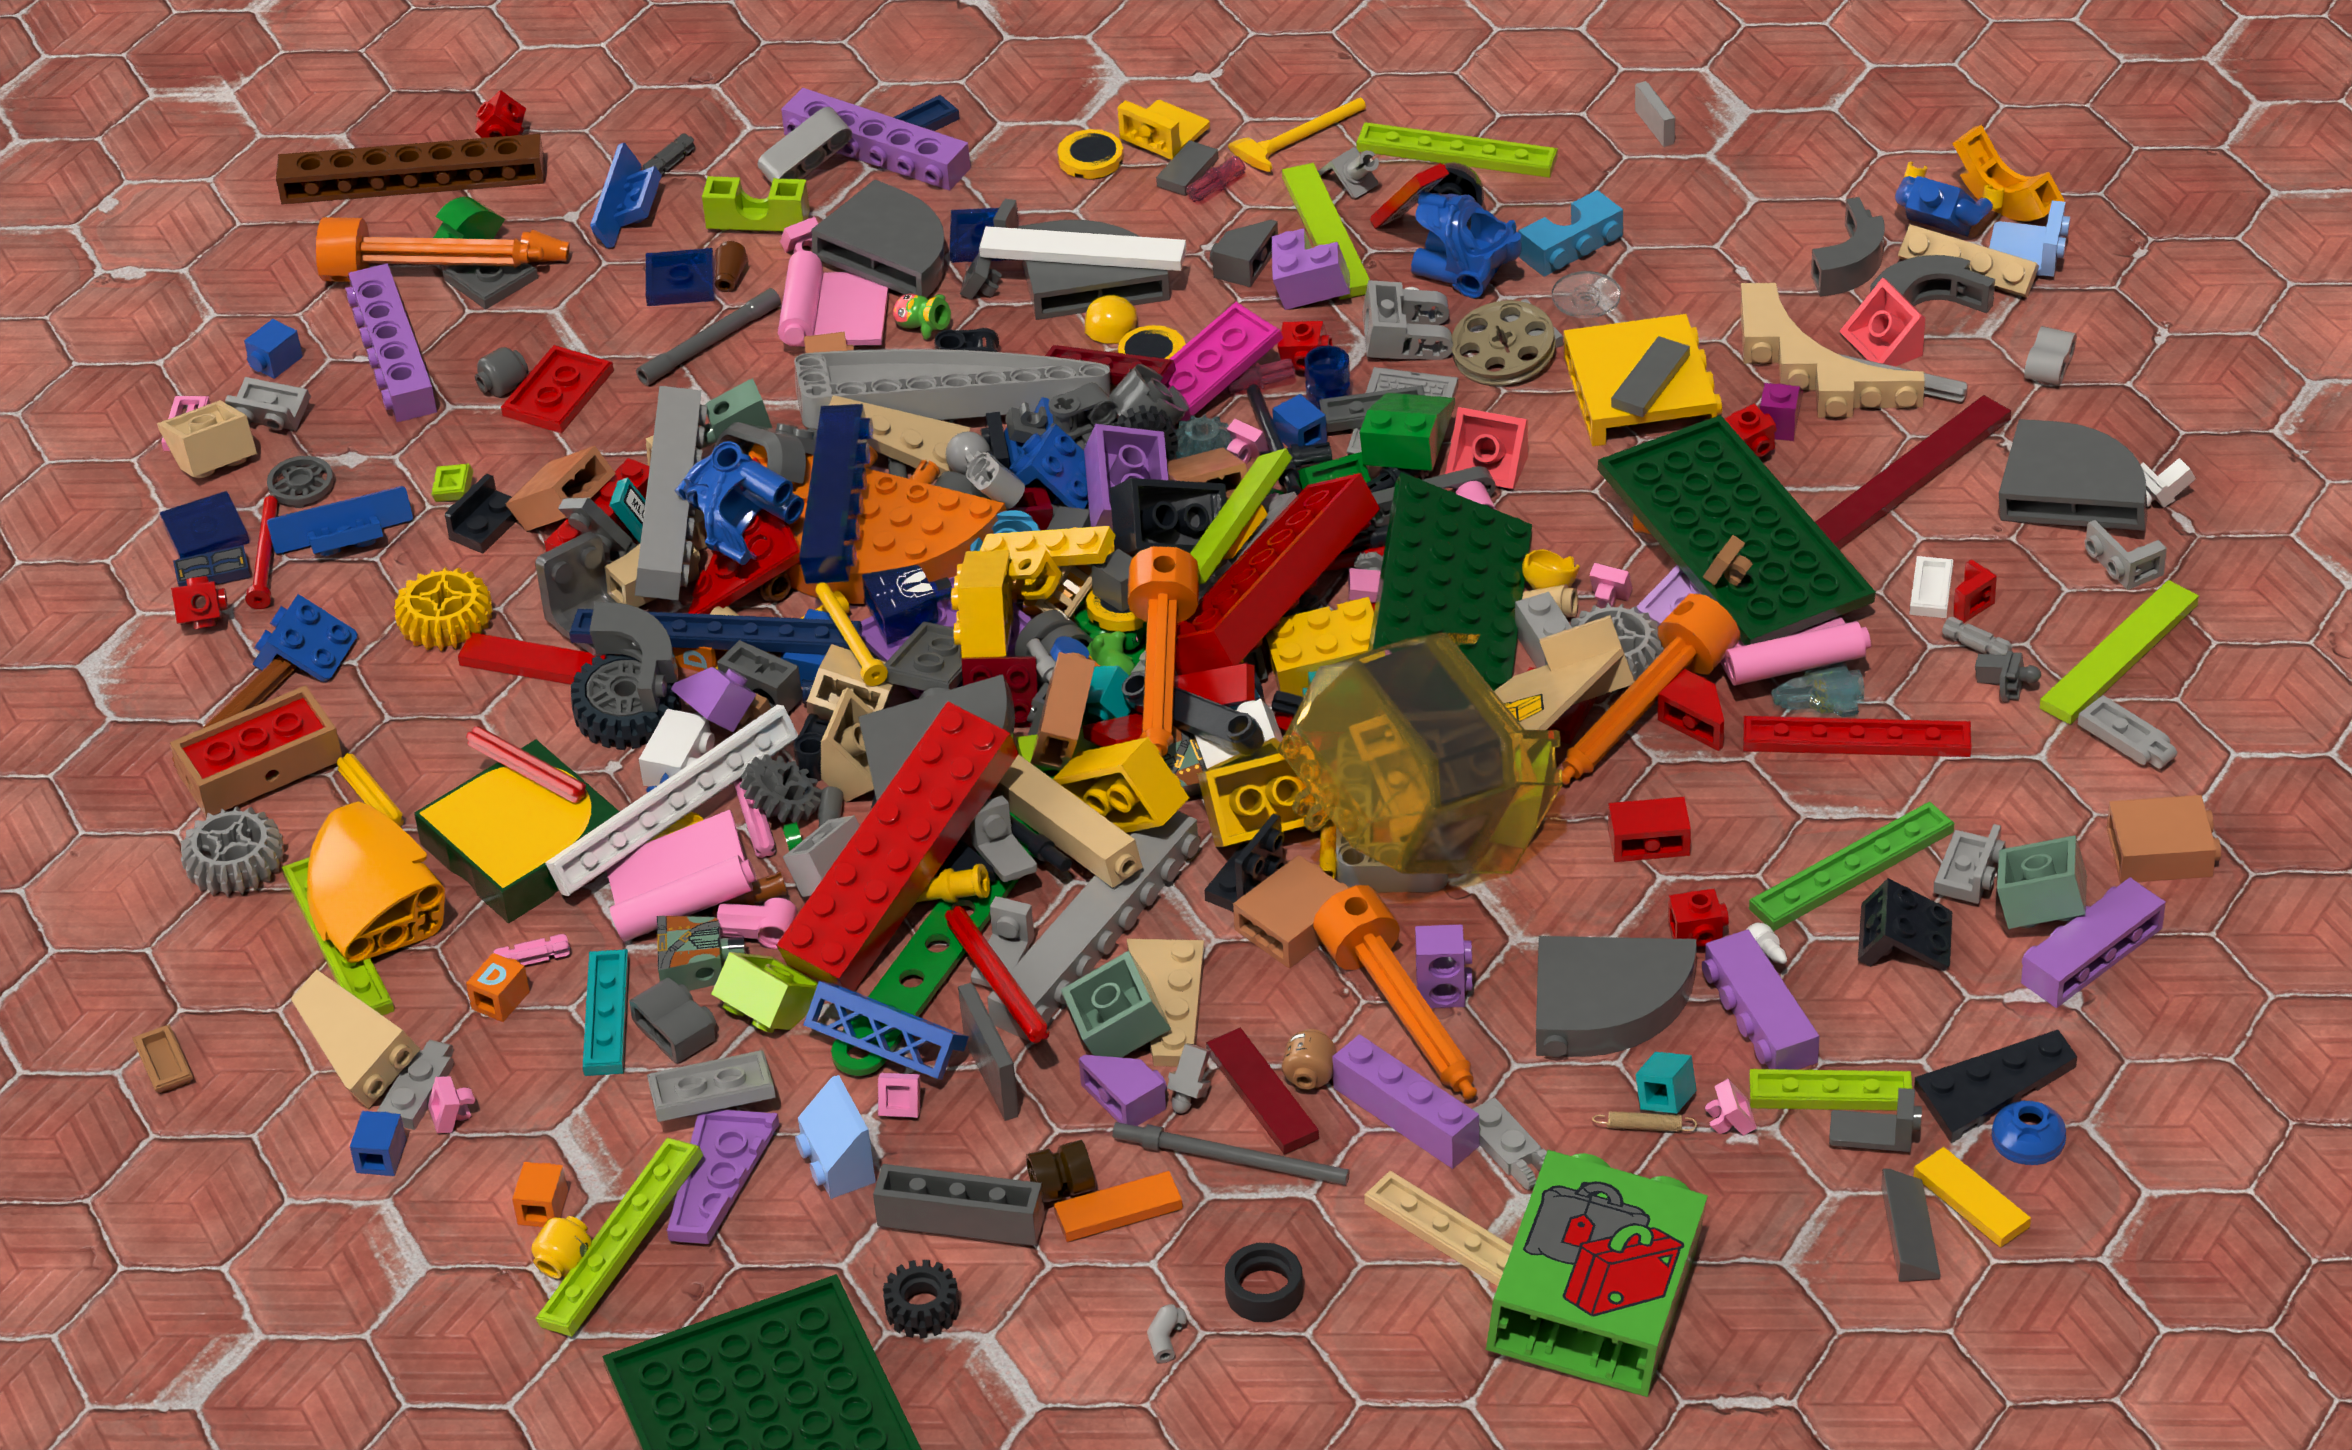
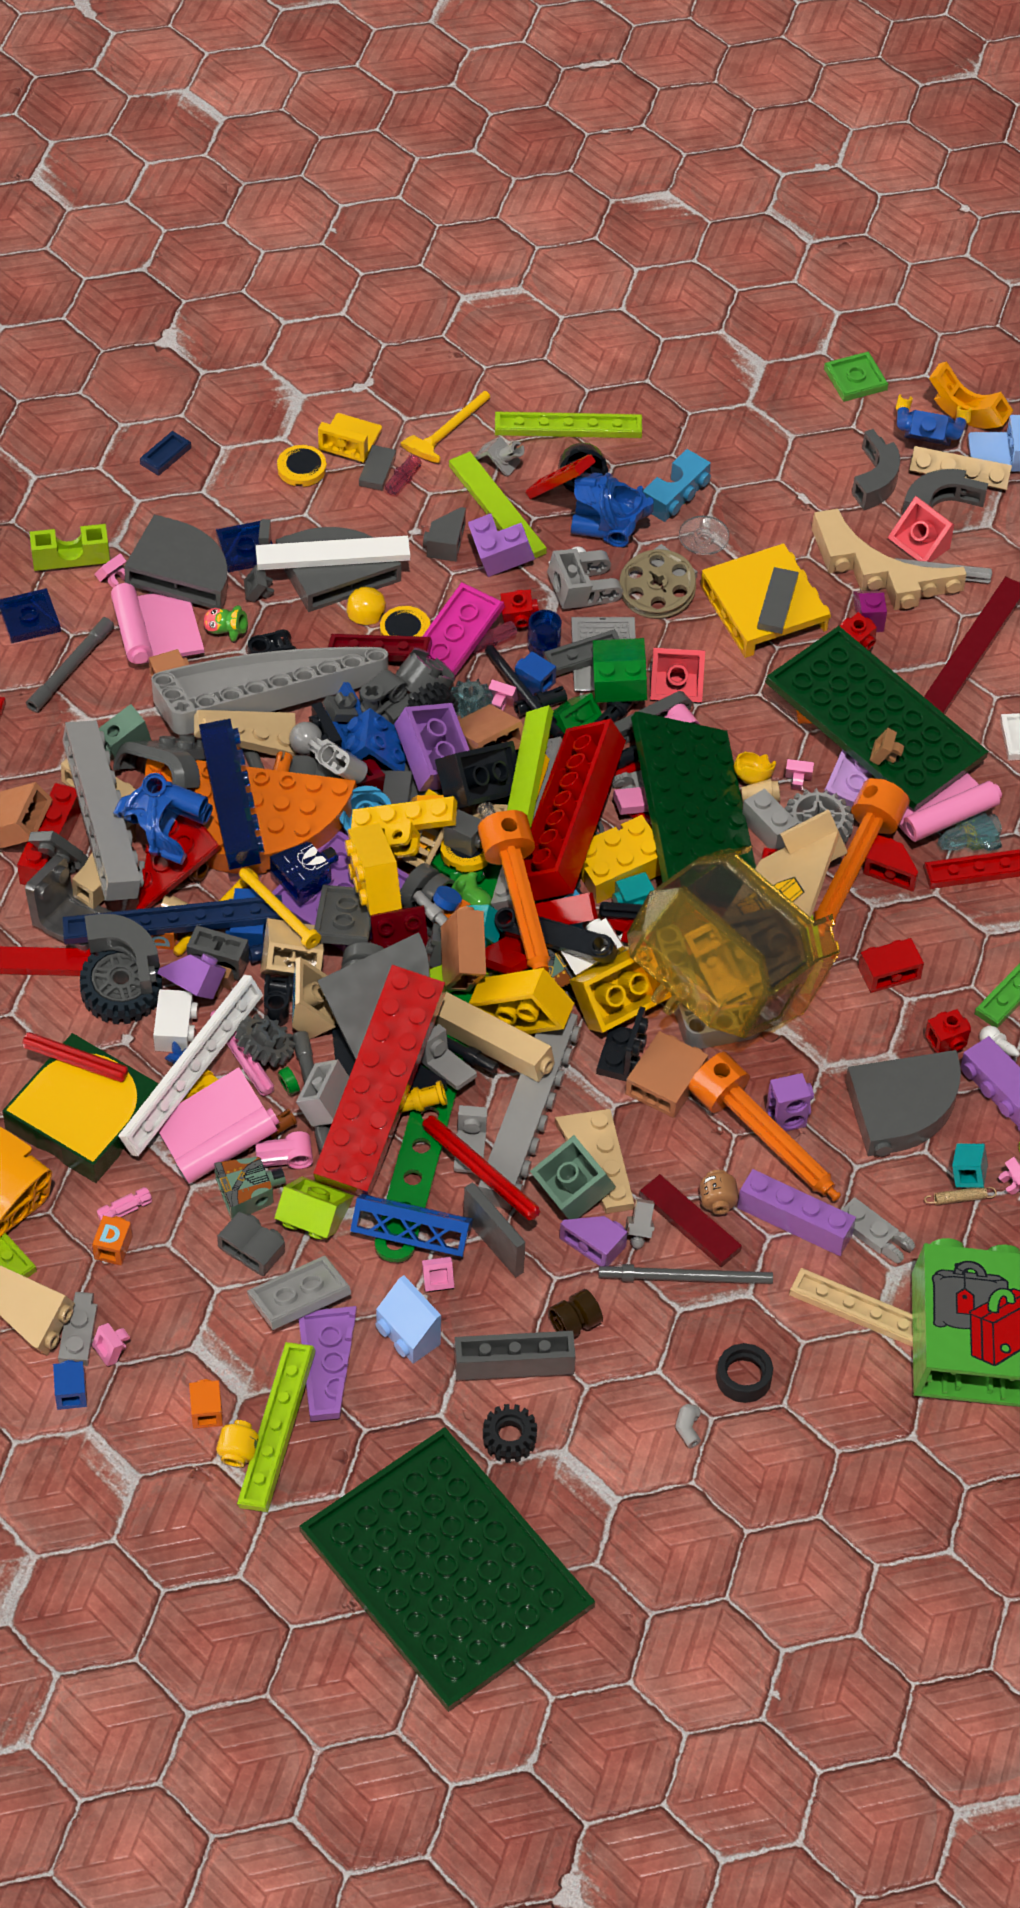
camera: 20 degrees left, 10 degrees up
(606, 1012) = (197, 1244): teal tile -> none
(629, 506) = (74, 827): teal tile -> none
(729, 264) = (65, 600): reddish brown cone -> none
(806, 146) = (90, 494): light grey beam -> none
(887, 140) = (138, 476): medium lavender brick -> none
(1118, 1206) = (621, 1331): orange tile -> none
(1328, 849) = (672, 1023): yellow piece -> none
(1655, 113) = (702, 376): light grey tile -> none
(1866, 140) = (856, 376): none -> bright green tile

